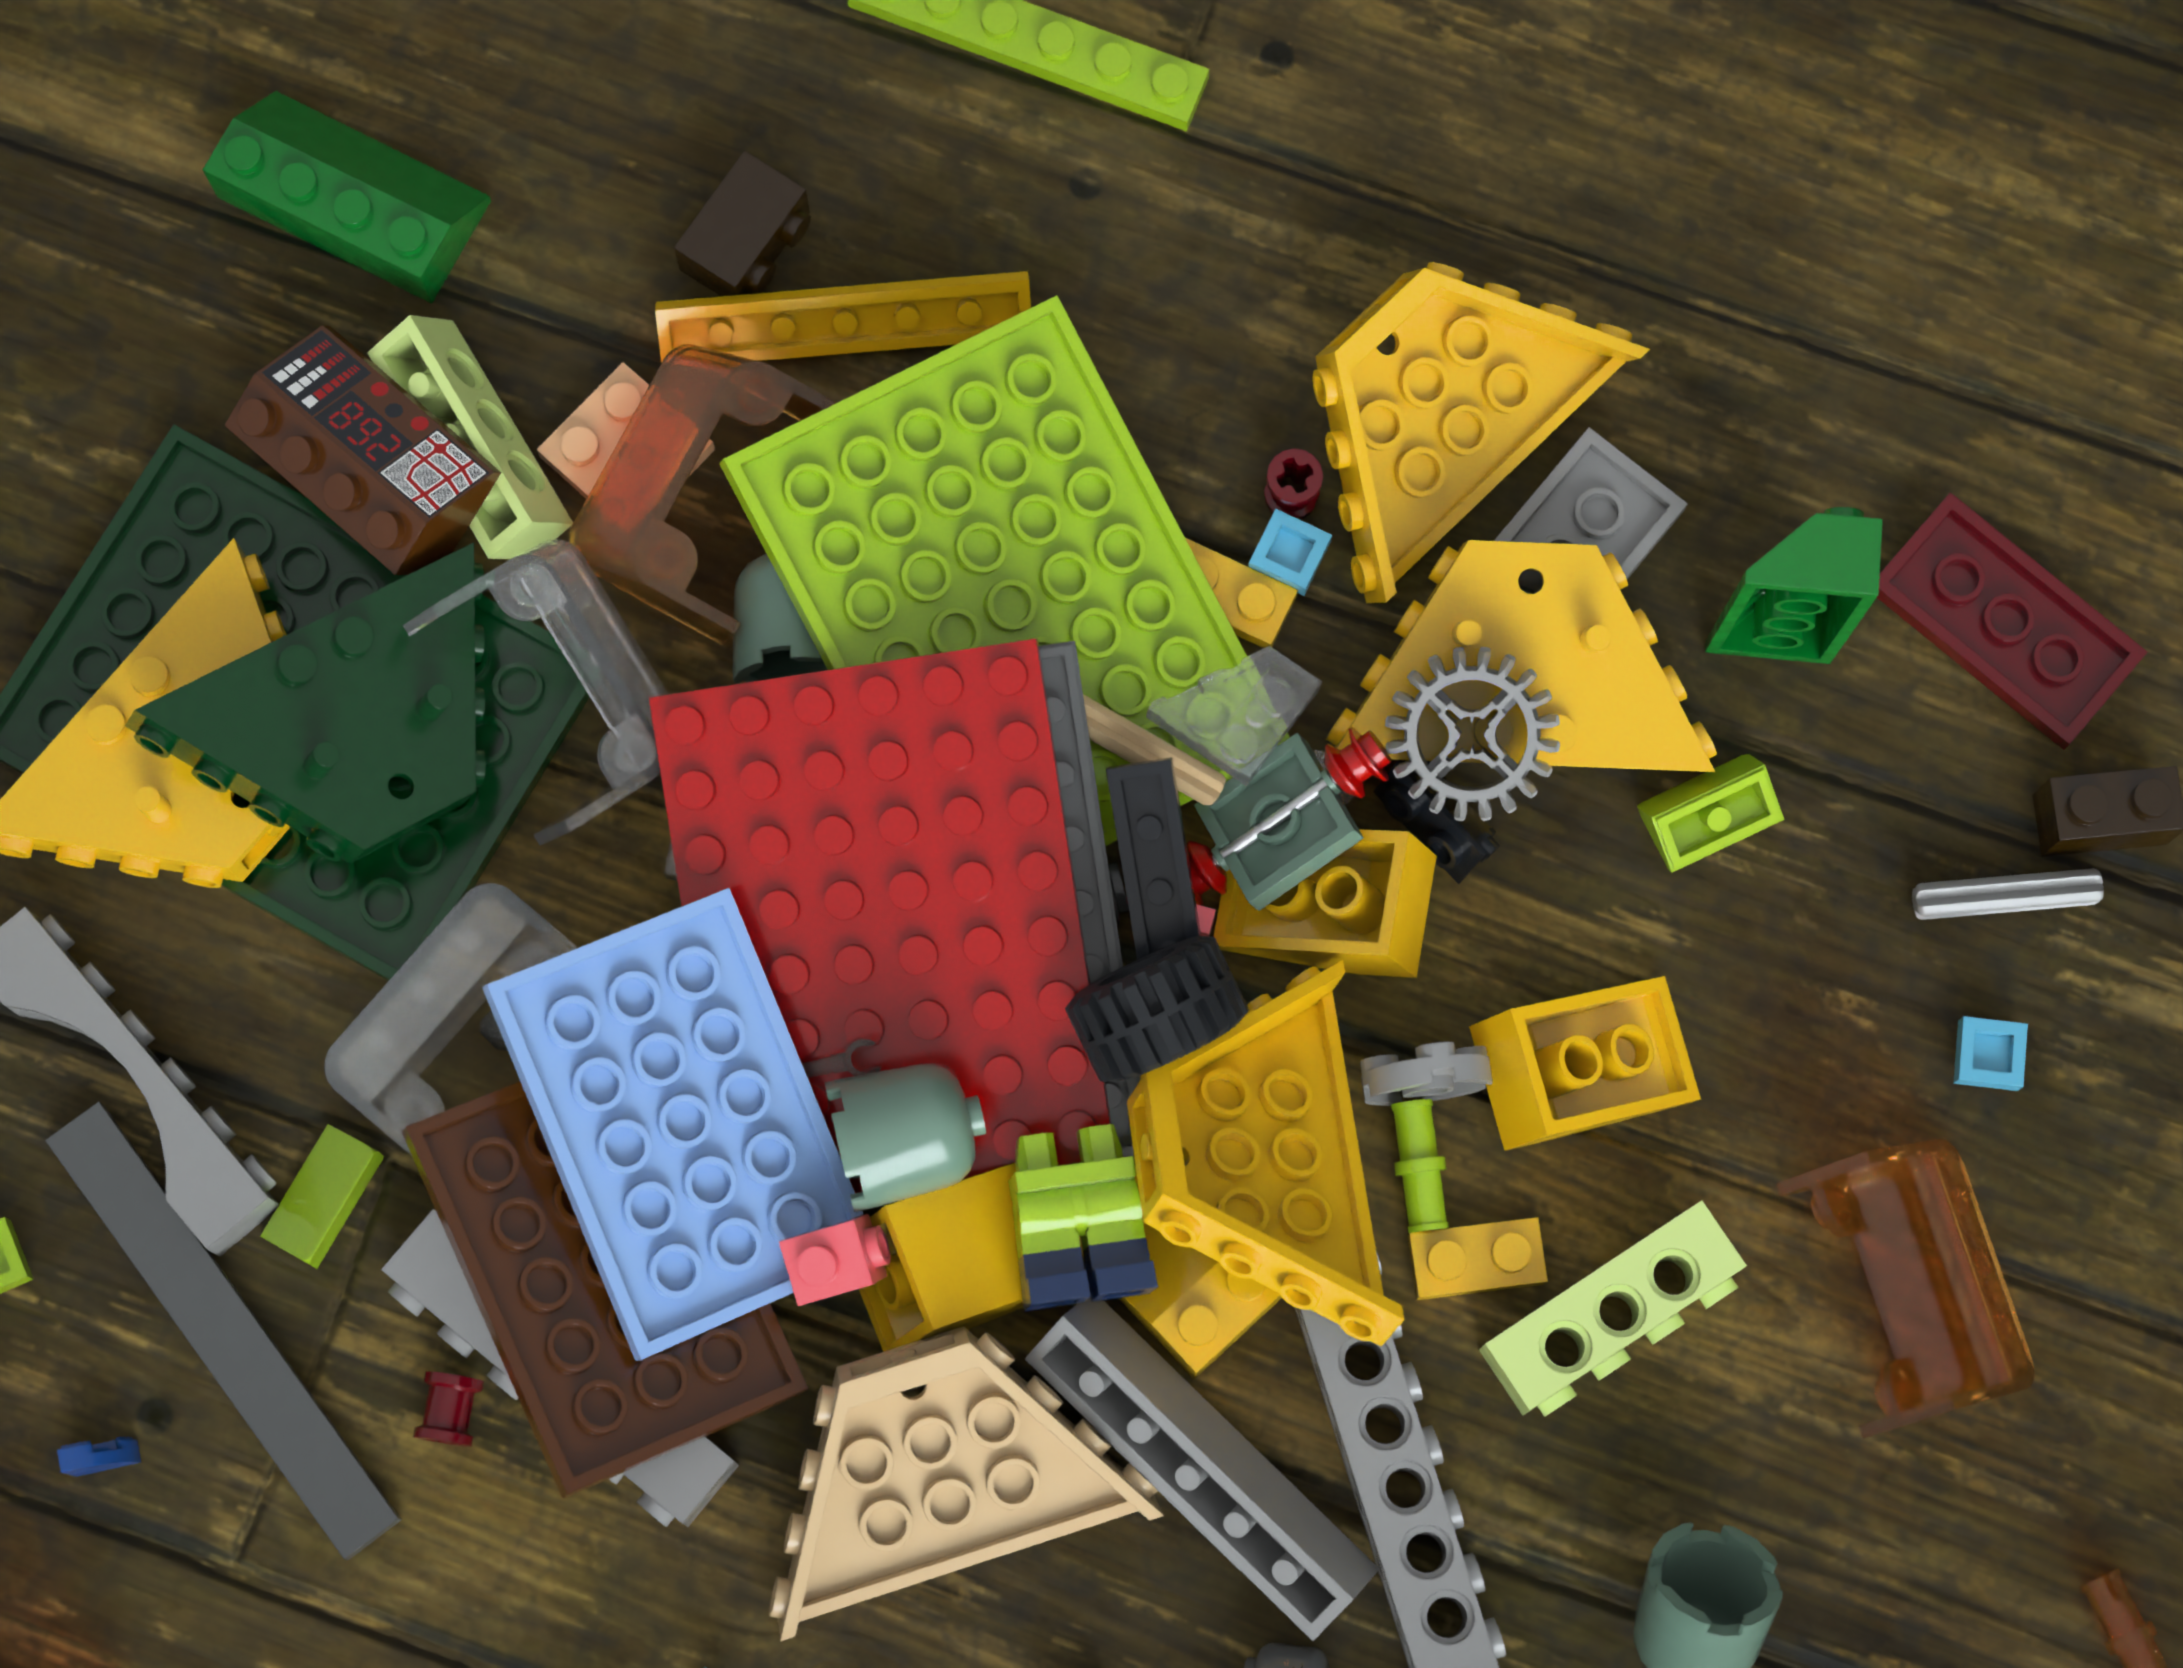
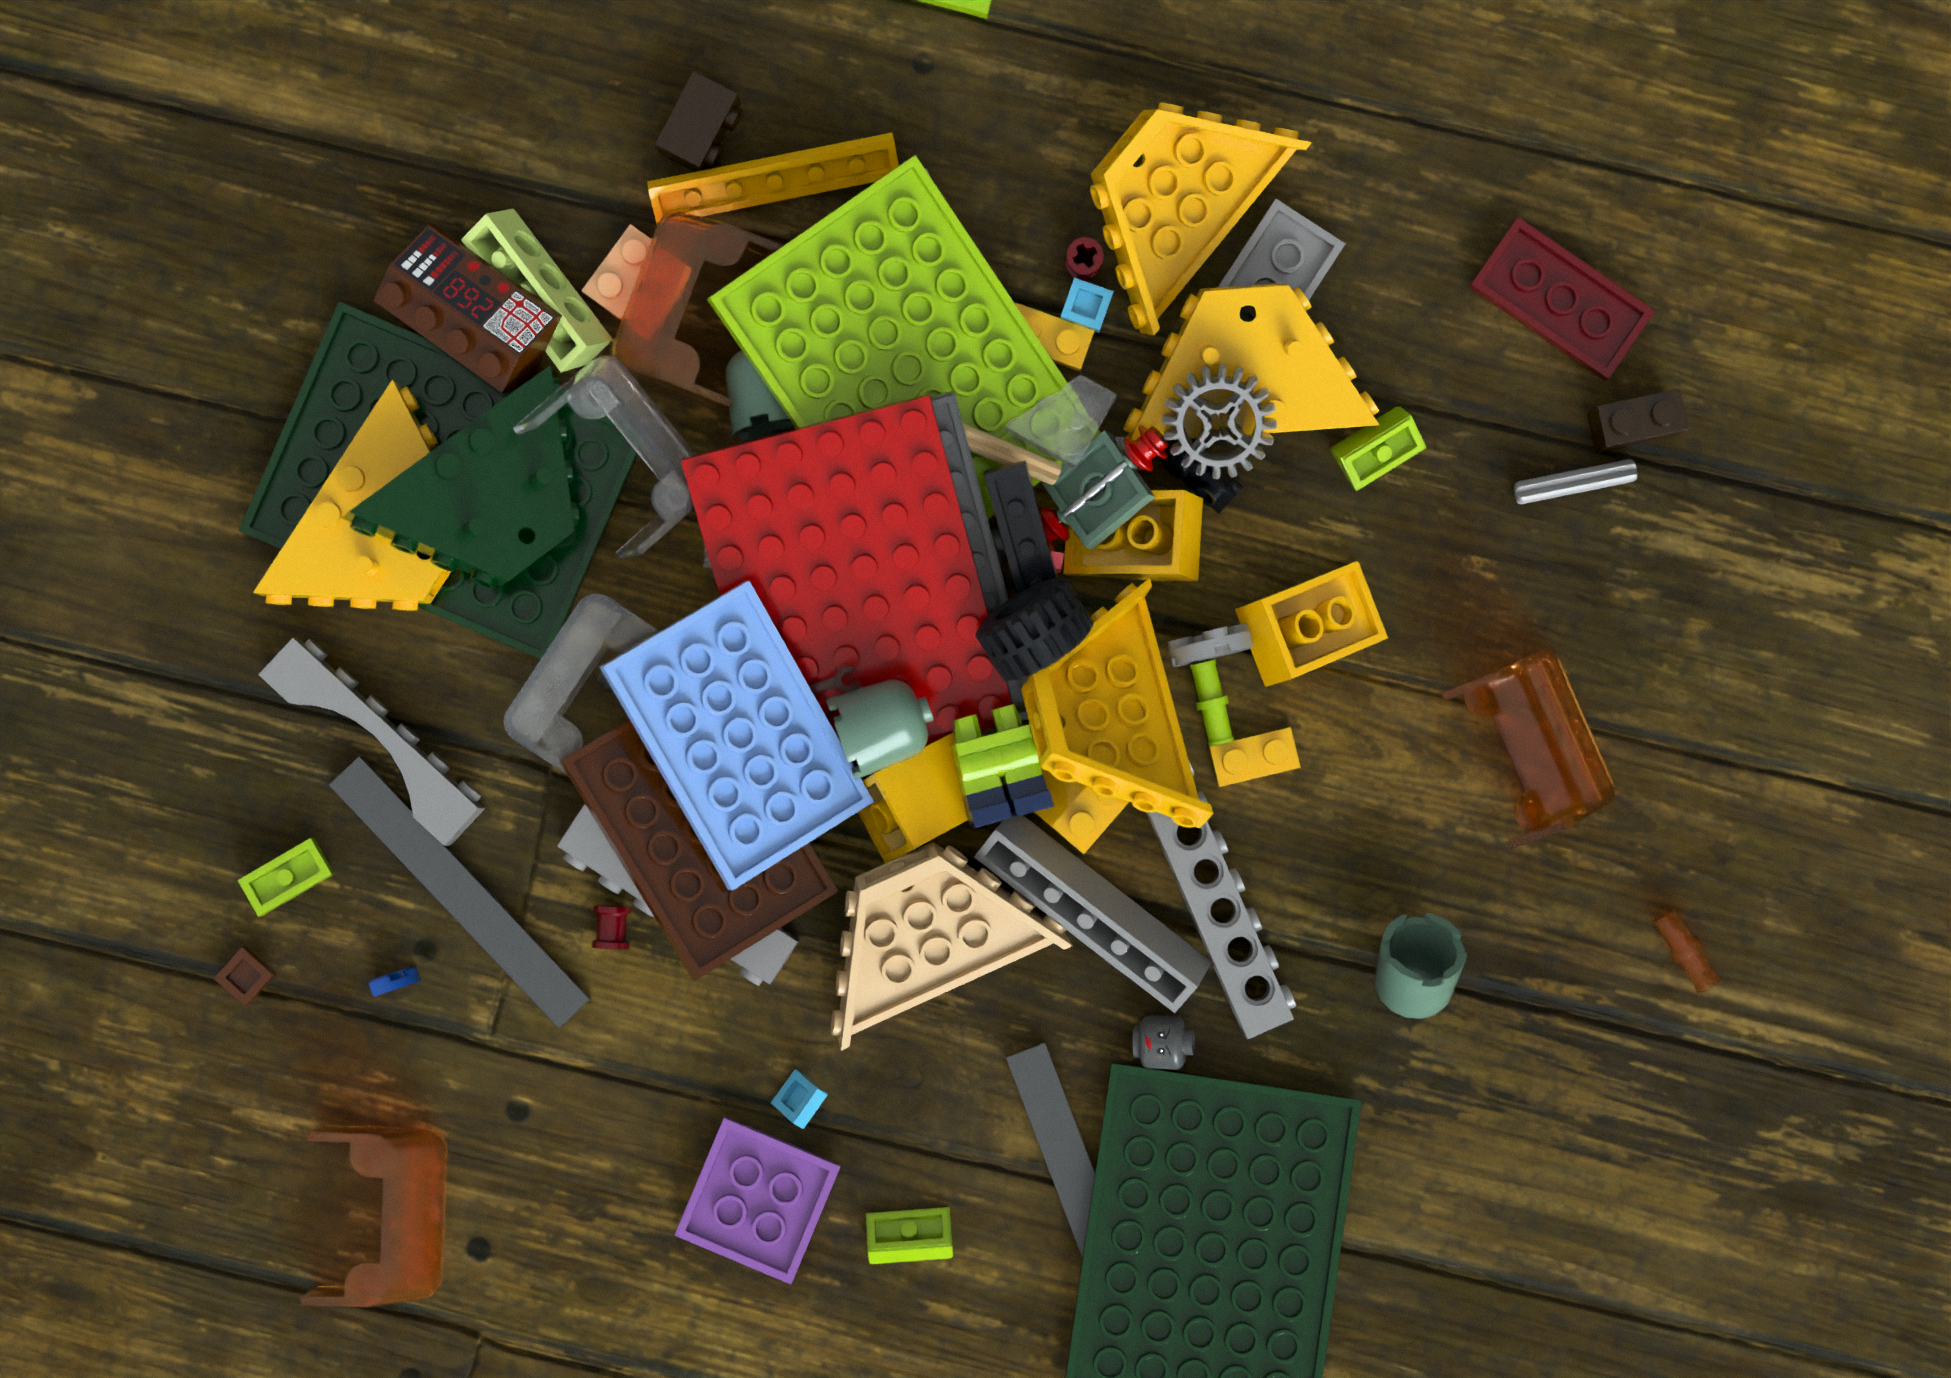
camera: 10 degrees left, 10 degrees up
(322, 1196) = (511, 800): lime slope -> none
(345, 193) = (429, 126): green slope -> none
(835, 1259) = (847, 811): coral bracket -> none
(1689, 1241) = (1403, 750): yellowish green brick -> none
(1804, 591) = (1431, 303): green slope -> none
(1990, 1053) = (1571, 588): medium azure plate -> none

